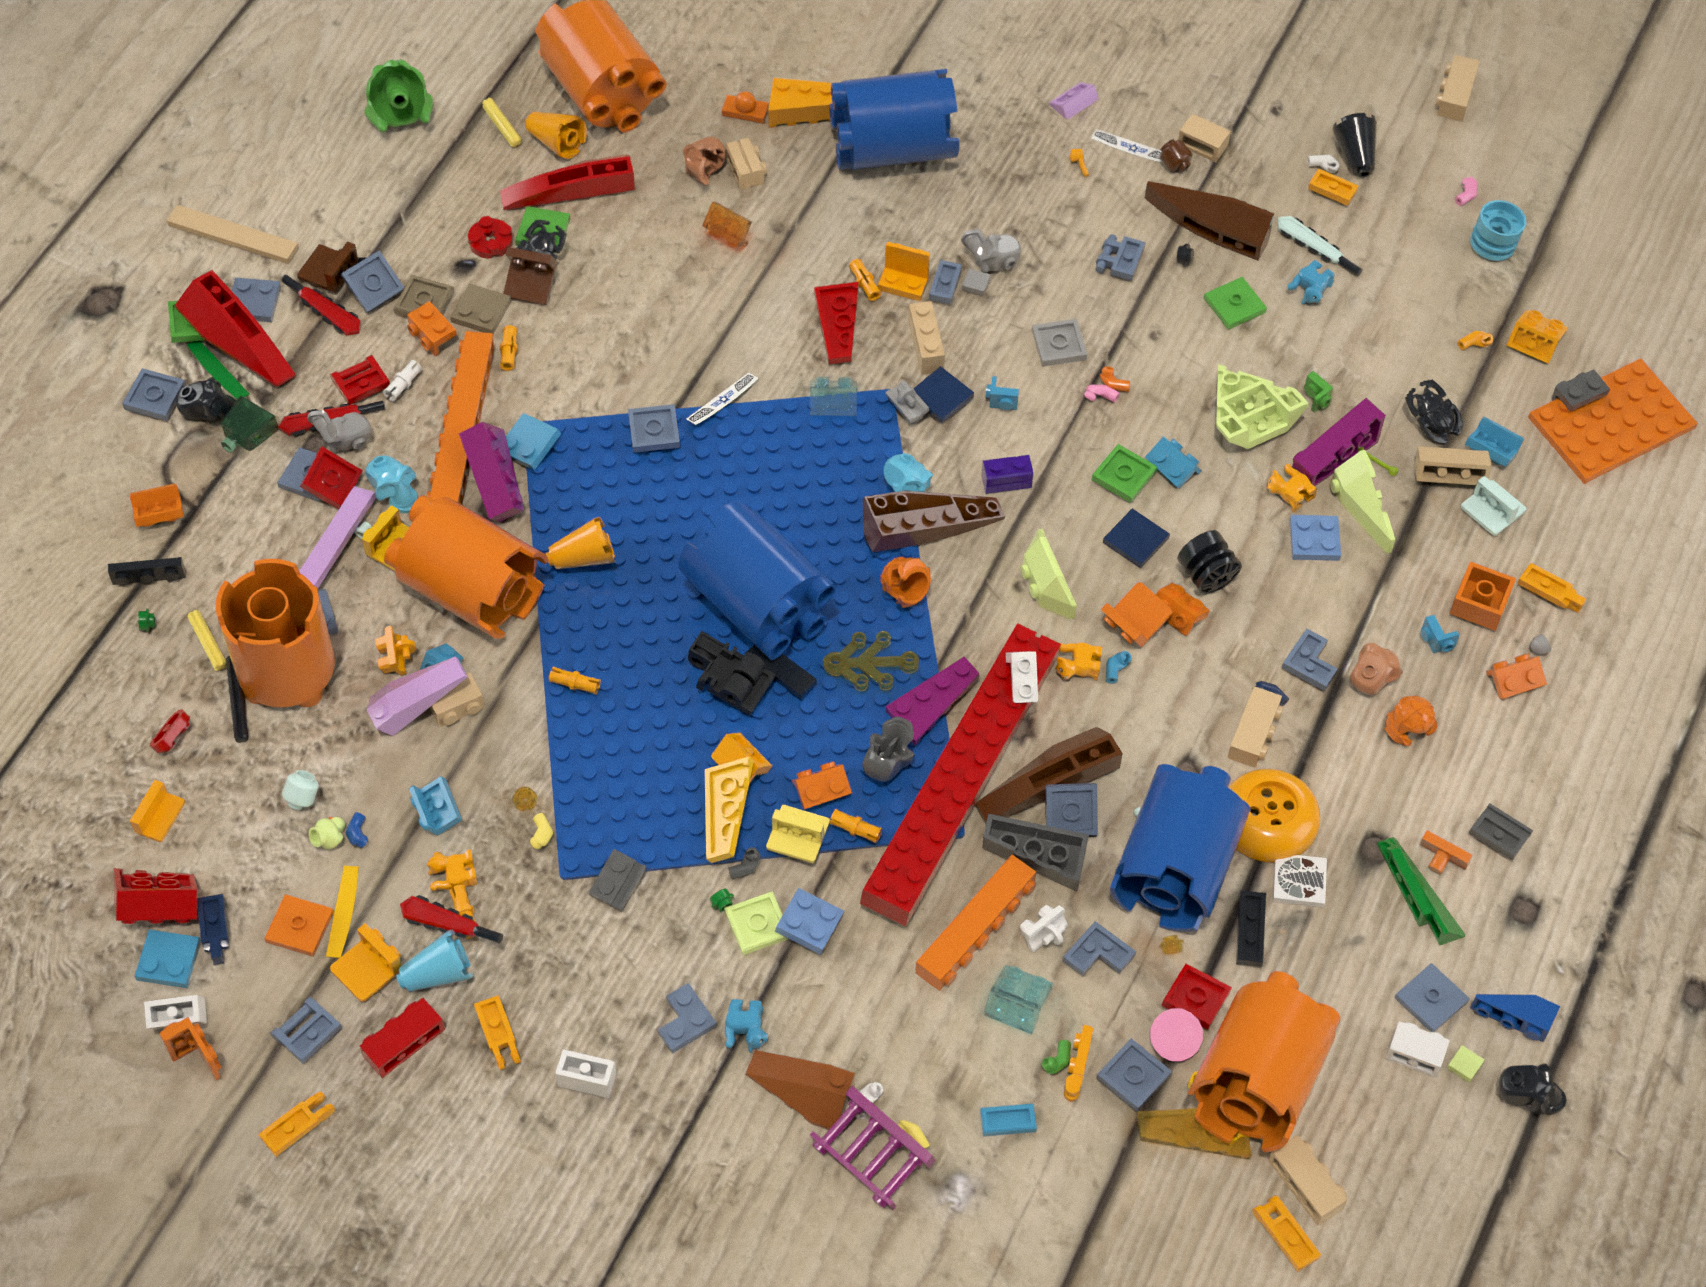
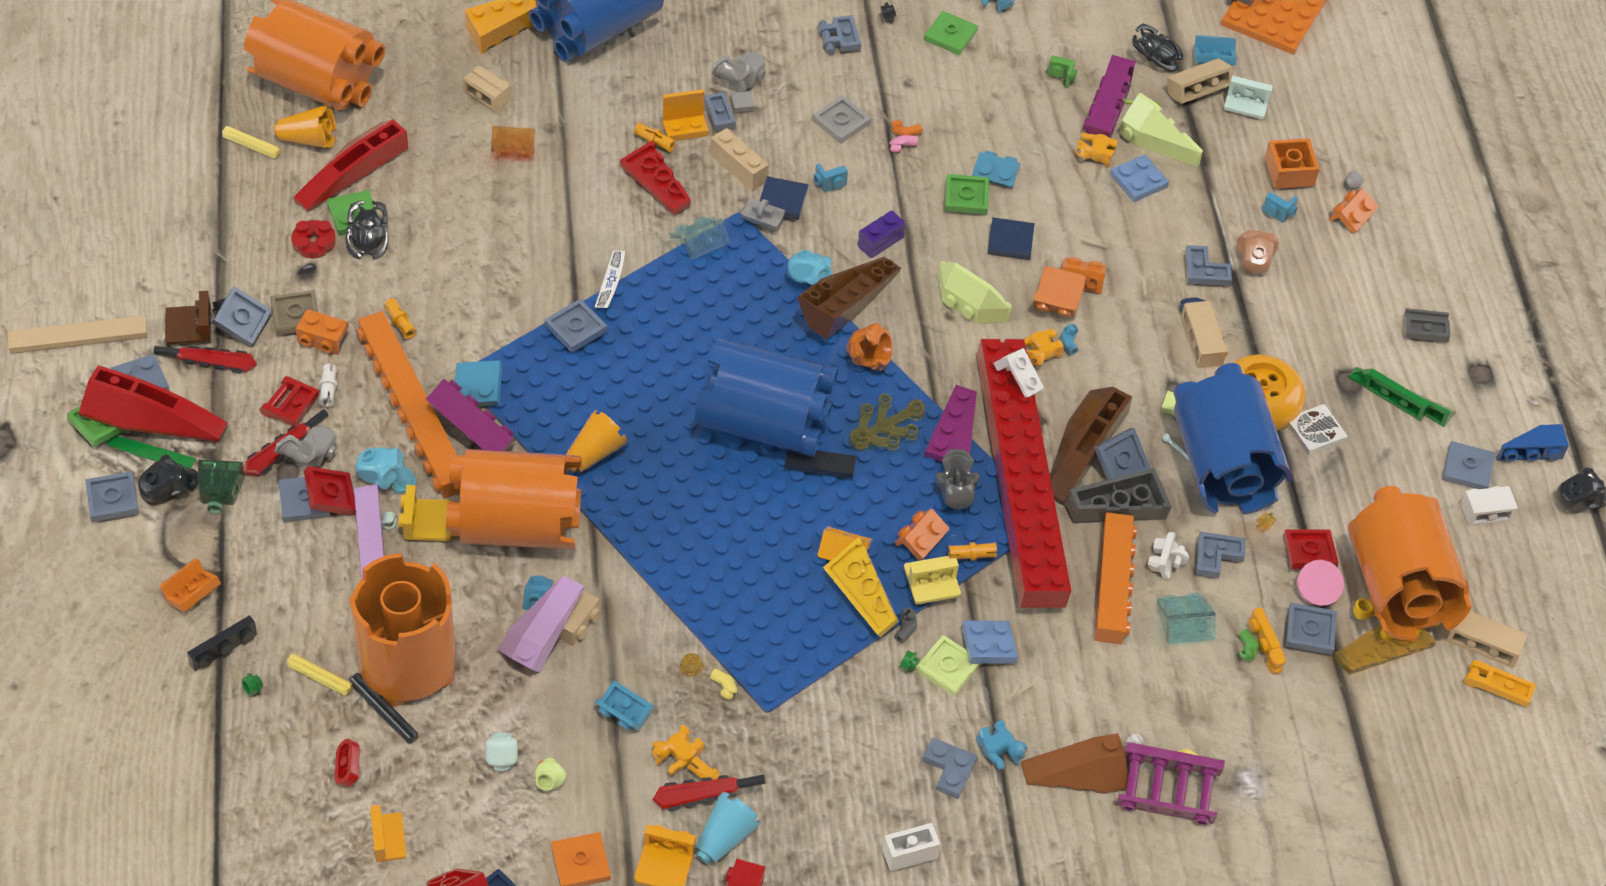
camera: 35 degrees left, 5 degrees down
(343, 911) = (608, 831): yellow sticker -> none
(354, 831) = (570, 763): blue arm -> none
(397, 96) = (148, 156): bright green piece -> none
(398, 650) = (484, 597): light orange hips -> none
(480, 309) = (350, 298): dark tan plate -> none
(496, 1029) = (811, 854): light orange hinge -> none
(529, 275) = (376, 252): reddish brown bracket -> none
(574, 680) = (664, 551): light orange pin -> none
(617, 880) = (816, 688): dark grey plate -> none
(704, 158) = (452, 98): nougat head -> none
(730, 675) = (790, 484): black plate -> none
(745, 107) = (452, 45): orange tile -> none
(1008, 1120) = (1245, 711): dark azure tile -> none
(1209, 562) = (1088, 230): black wheel -> none
(1251, 928) = (1312, 481): black plate -> none
(1254, 408) = (1029, 101): yellowish green wedge -> none
(1410, 715) = (1306, 273): orange helmet -> none
(1444, 853) = (1402, 358): orange tile -> none
(1465, 1064) = (1526, 499): yellowish green tile -> none
(1551, 588) = (1332, 137): light orange hinge -> none

